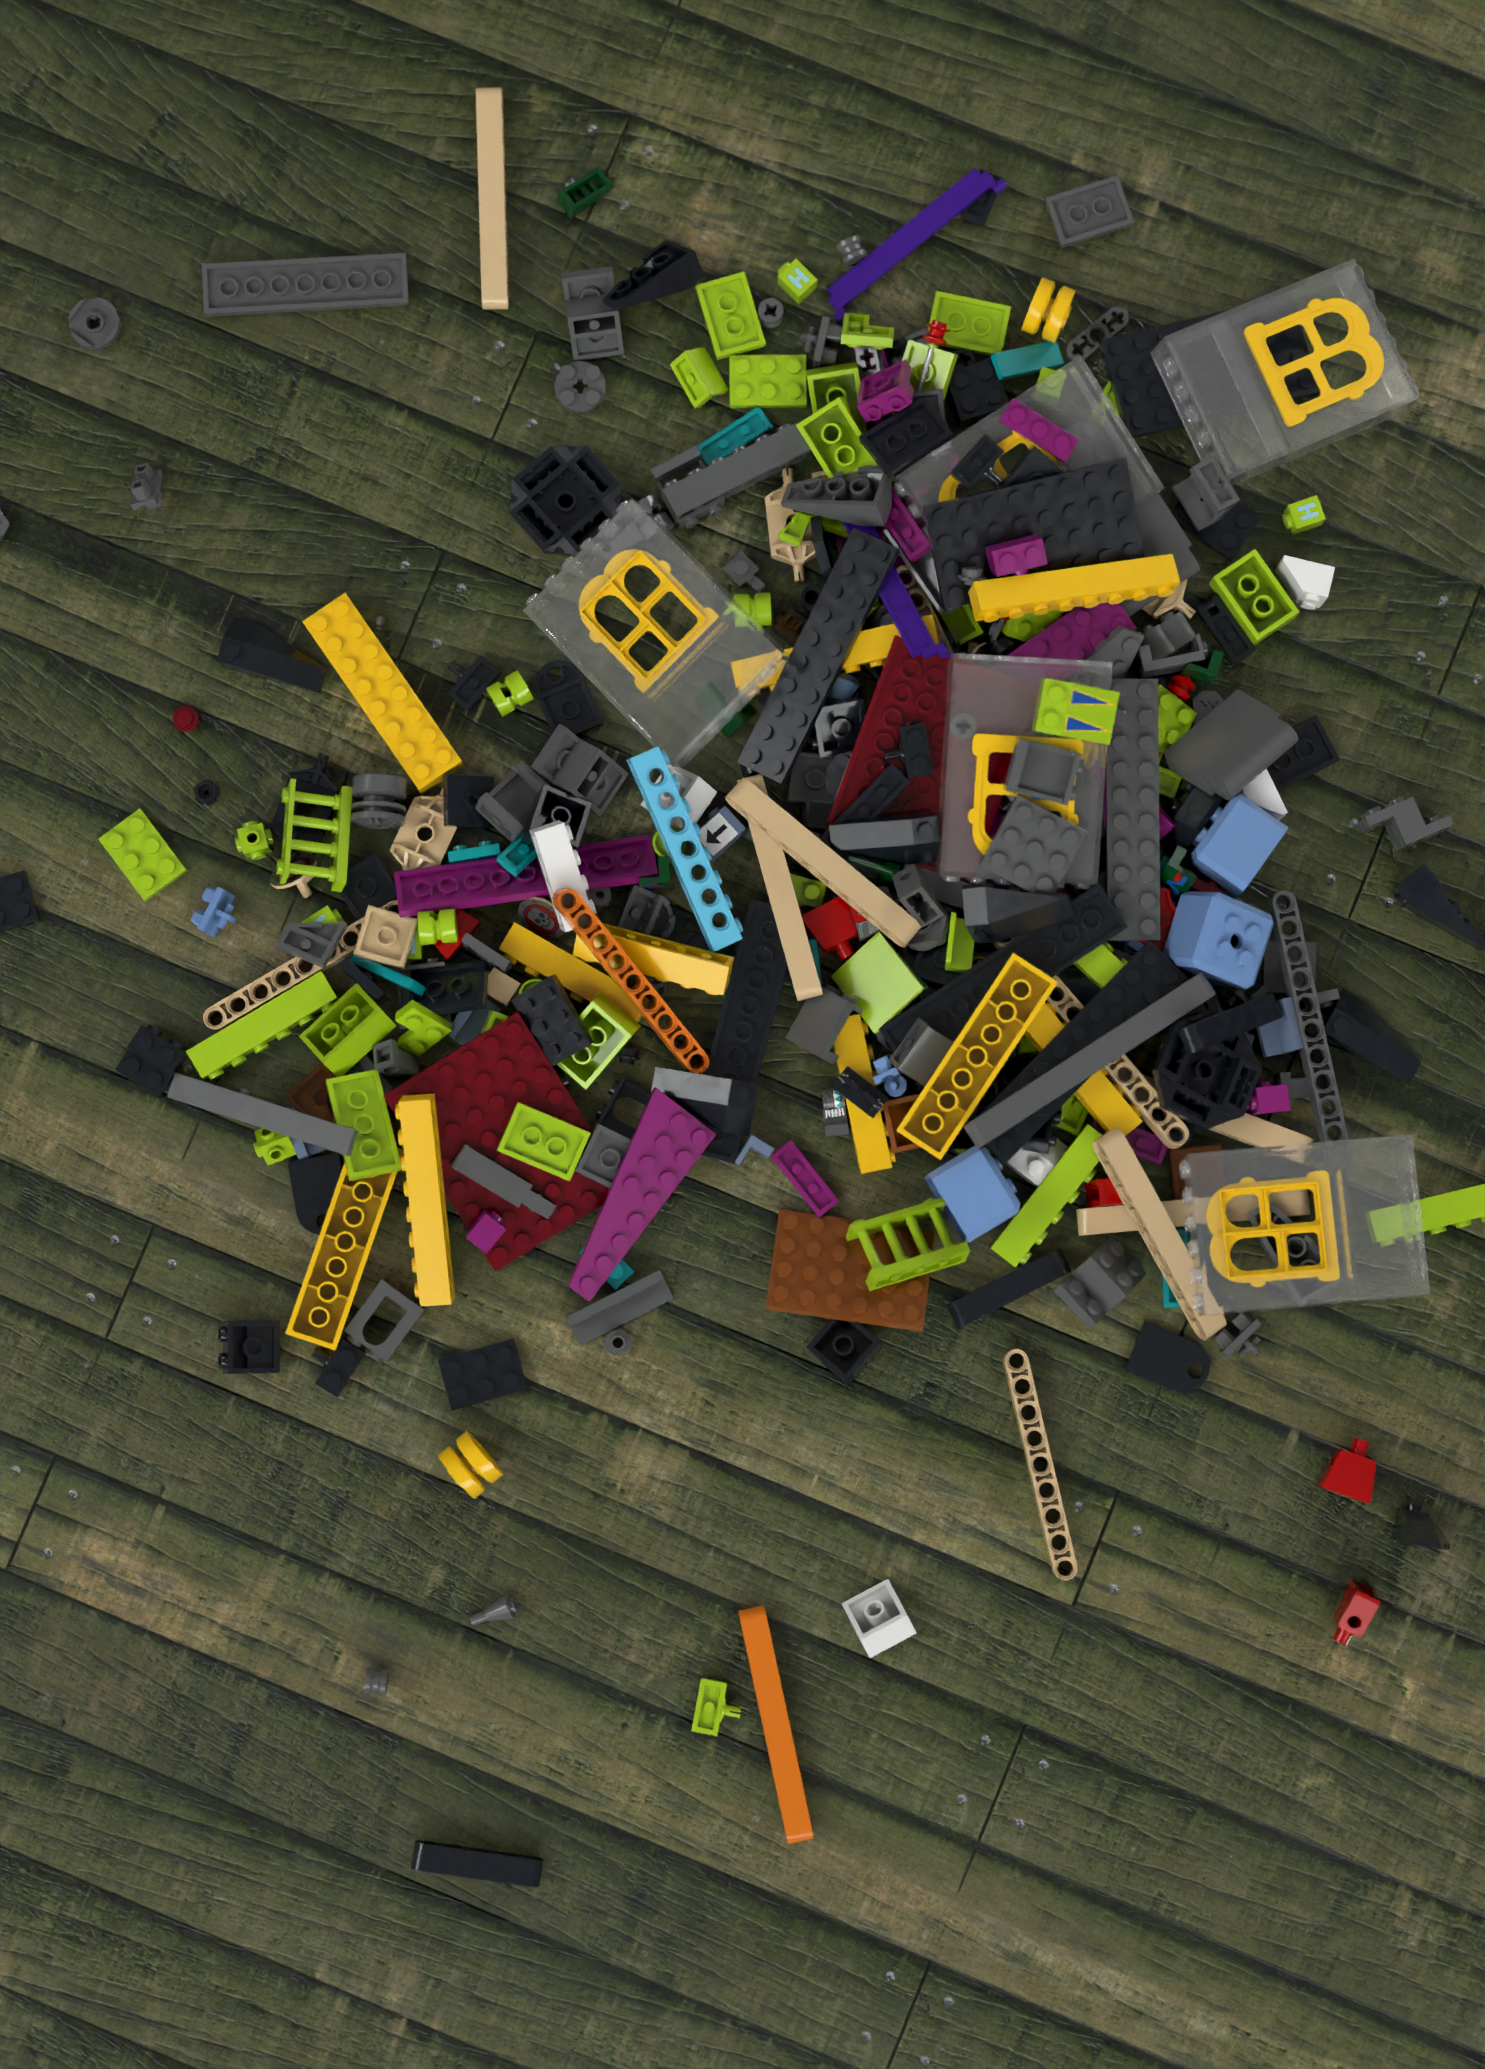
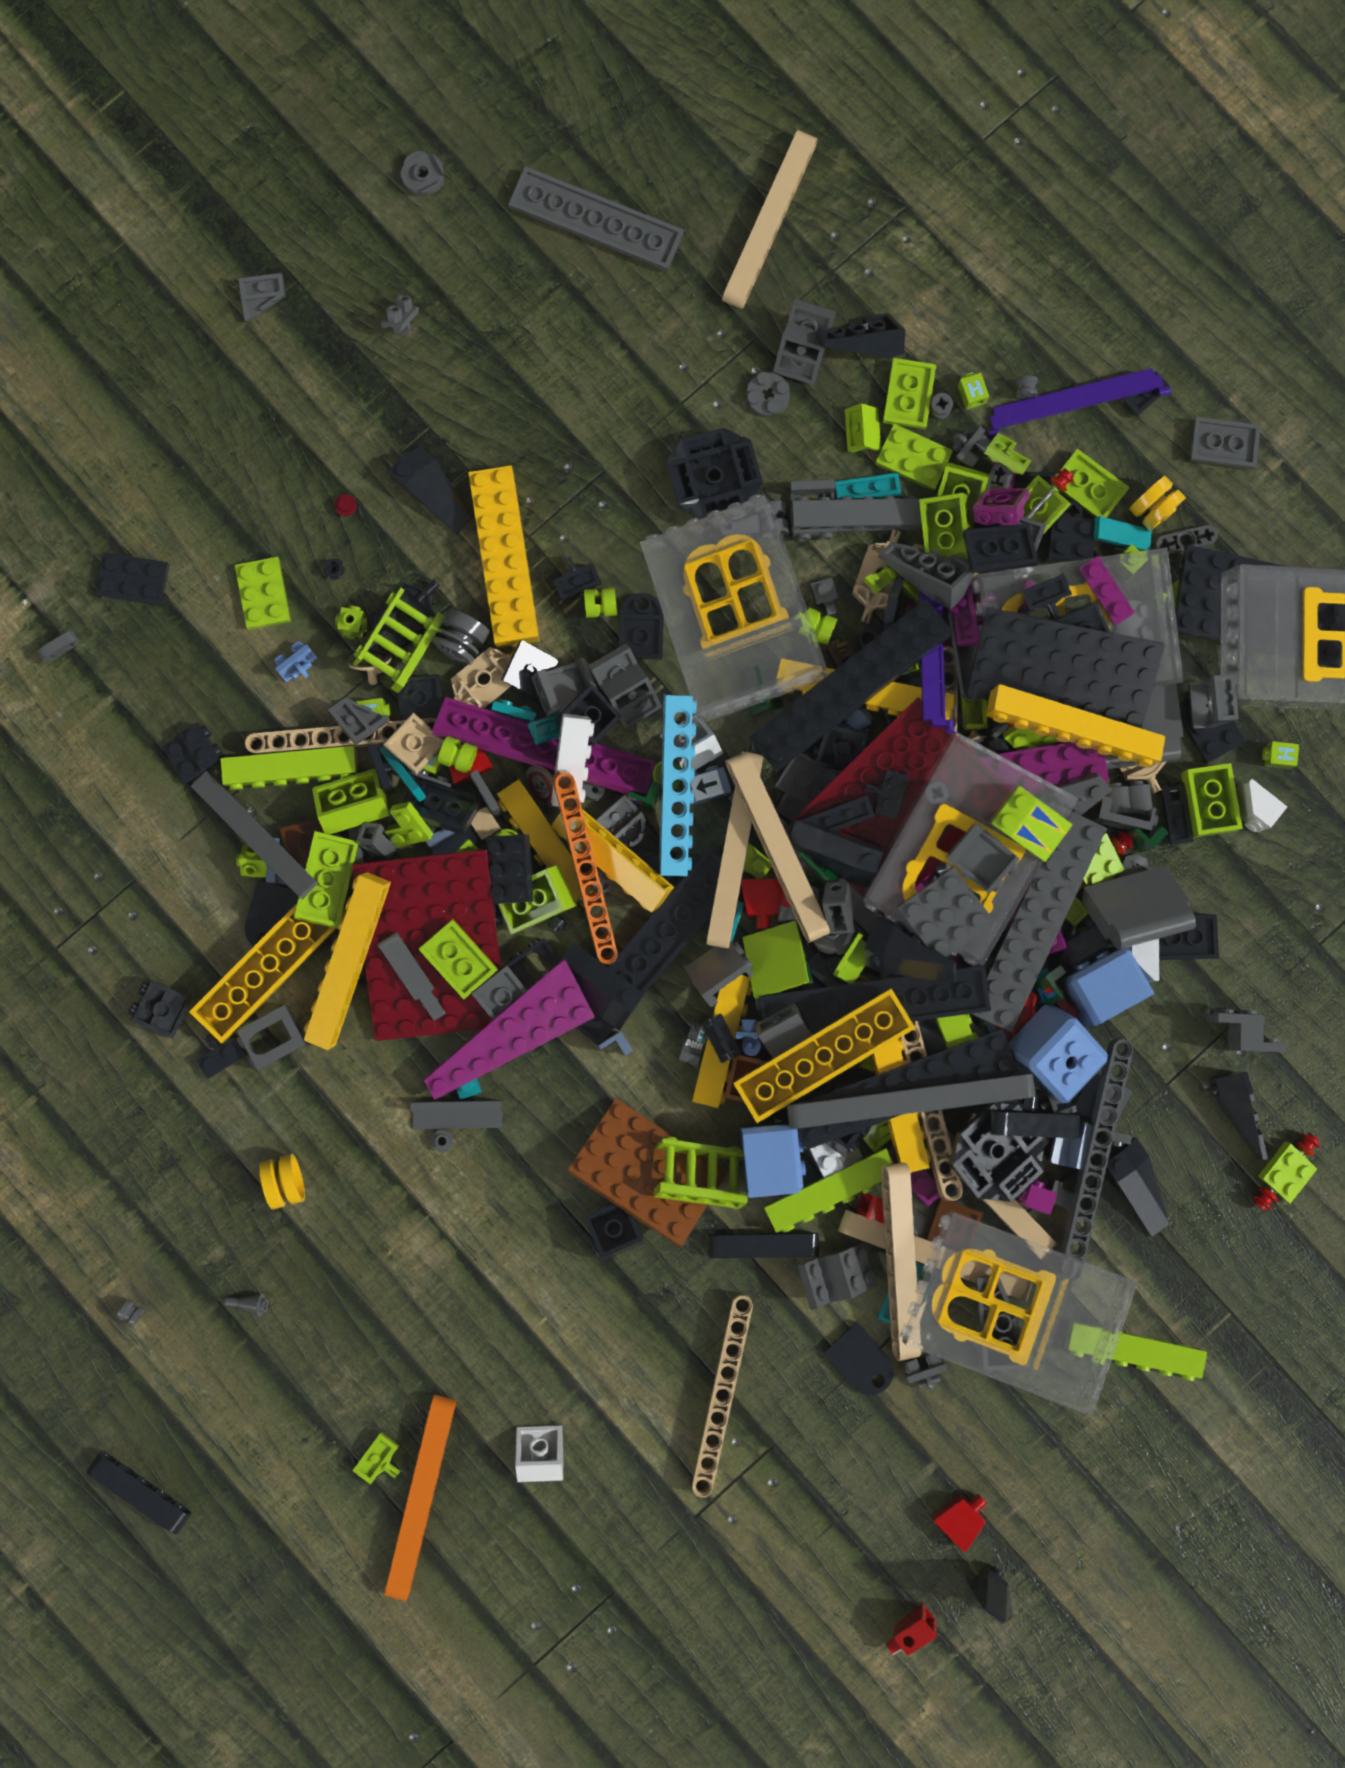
camera: 25 degrees right, 0 degrees up
(482, 1374) = (327, 1115): black plate -> none
(486, 1230) = (381, 1006): magenta brick -> none
(572, 203) = (829, 250): dark green slope -> none
(804, 1178) = (647, 1084): magenta plate -> none
(972, 574) = (1000, 677): dark grey plate -> none
(1016, 556) = (1042, 680): magenta brick -> none

